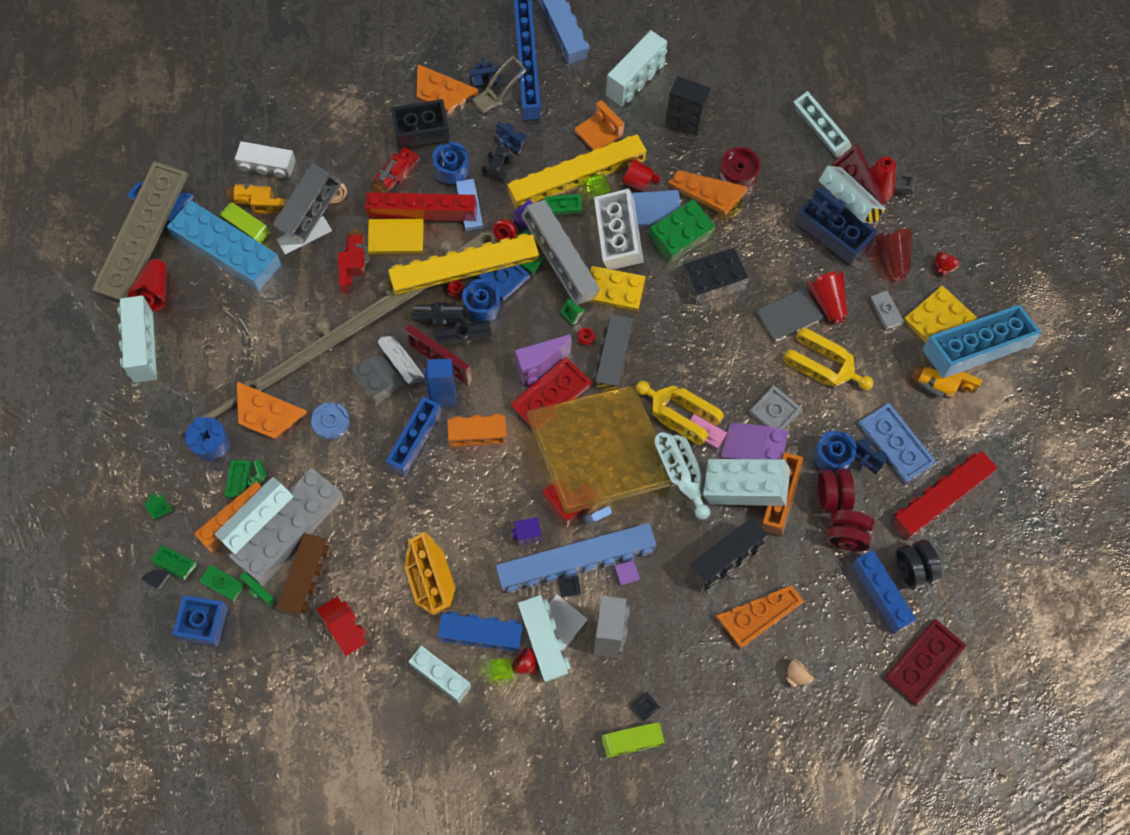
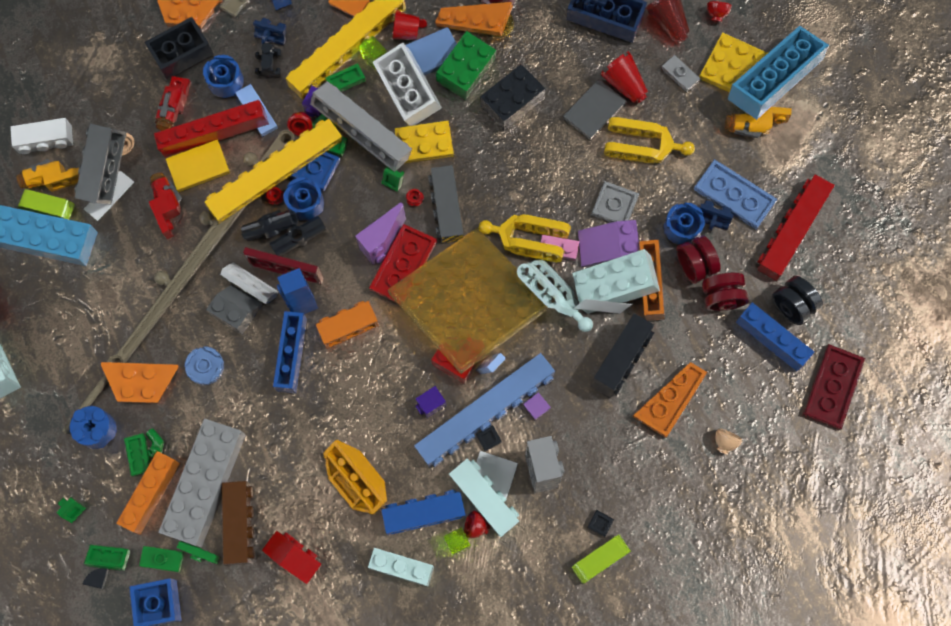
camera: 15 degrees left, 5 degrees up
(254, 515) = (167, 485): light aqua brick -> none
(725, 500) = (603, 306): none -> white sticker

